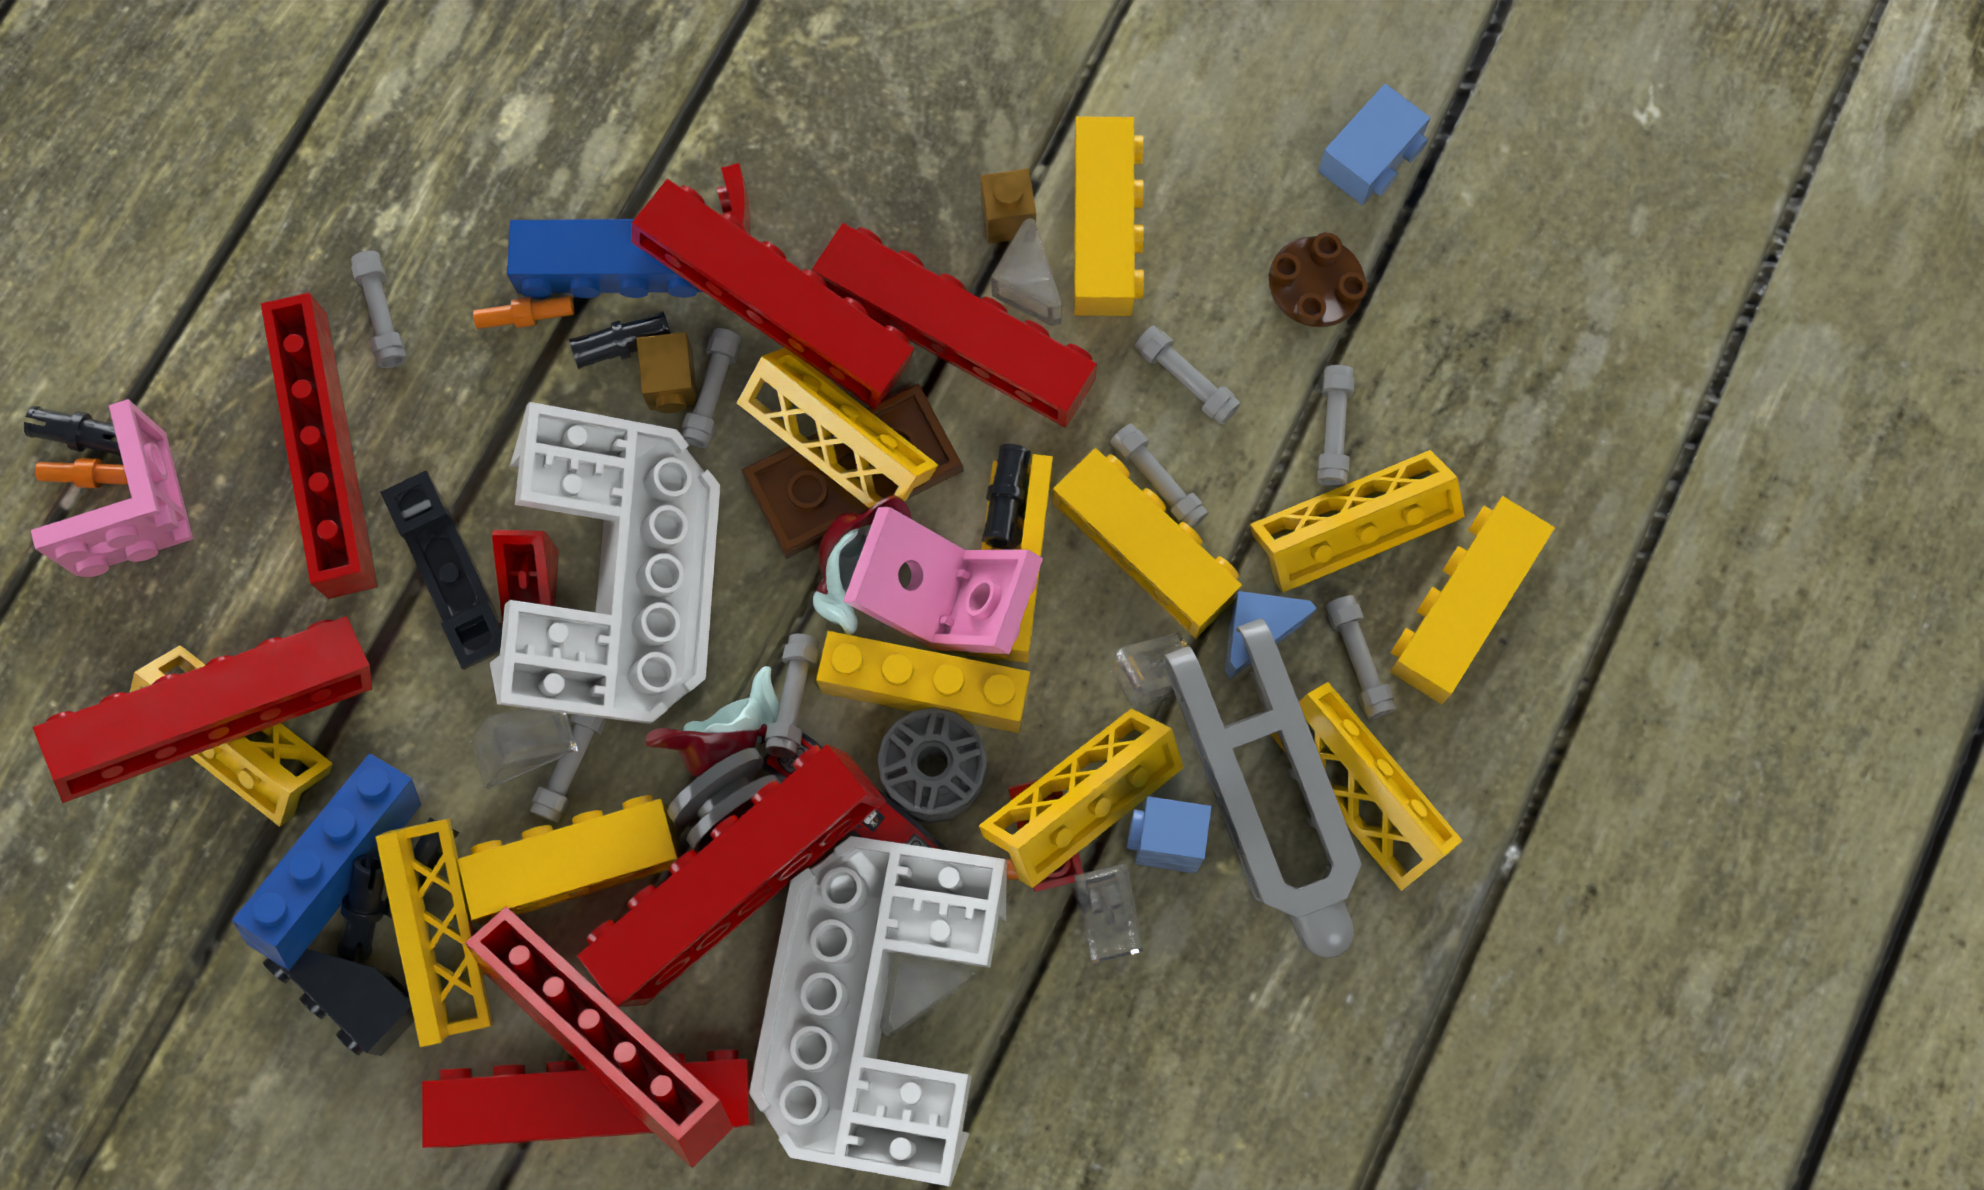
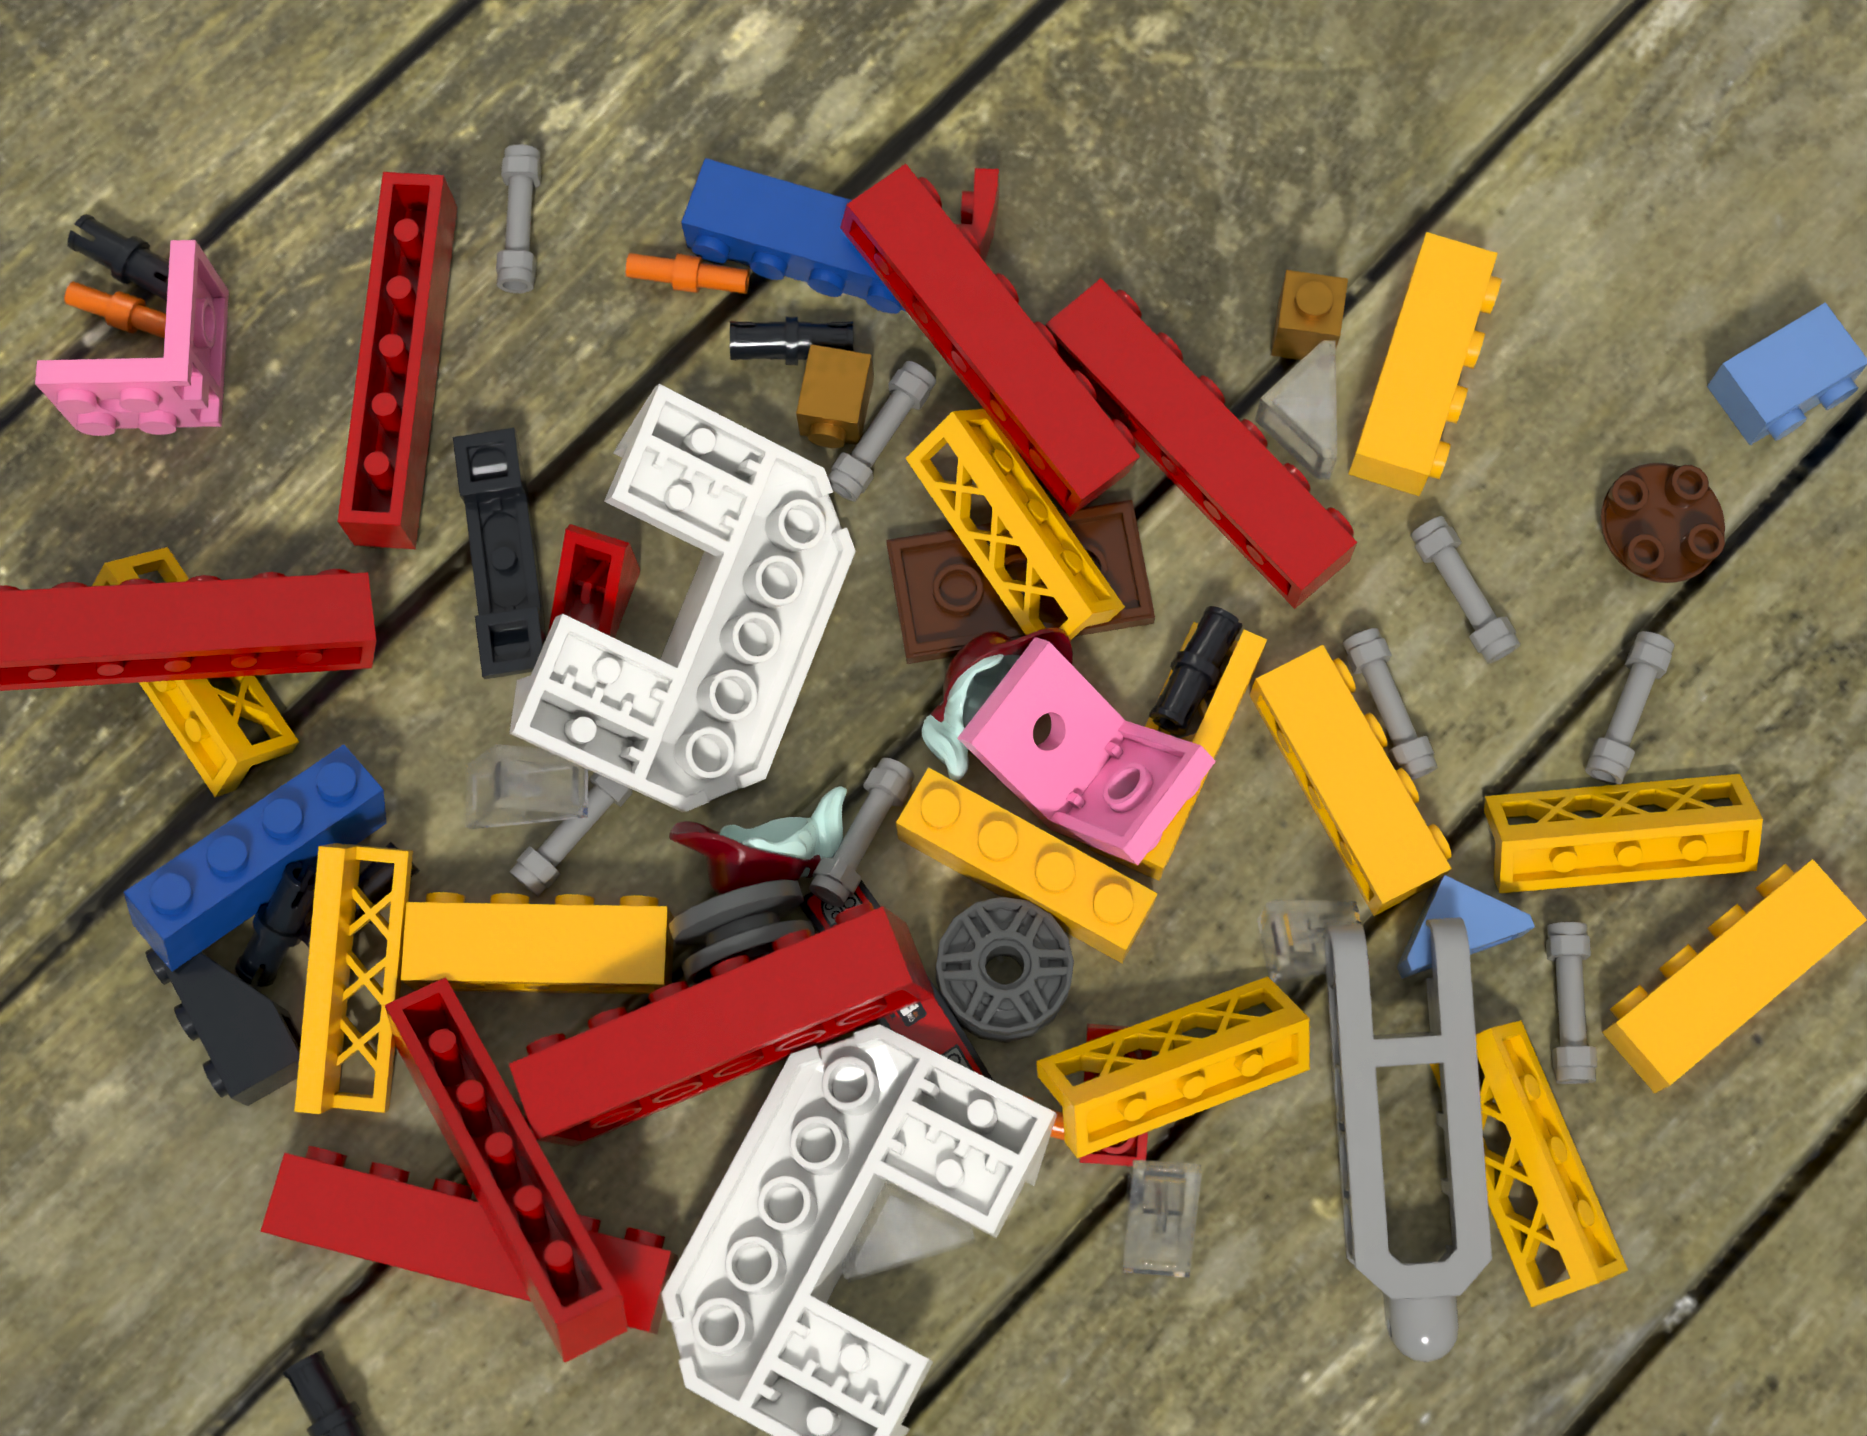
camera: 20 degrees right, 0 degrees up
(1170, 834) = (1266, 1146): medium blue brick -> none

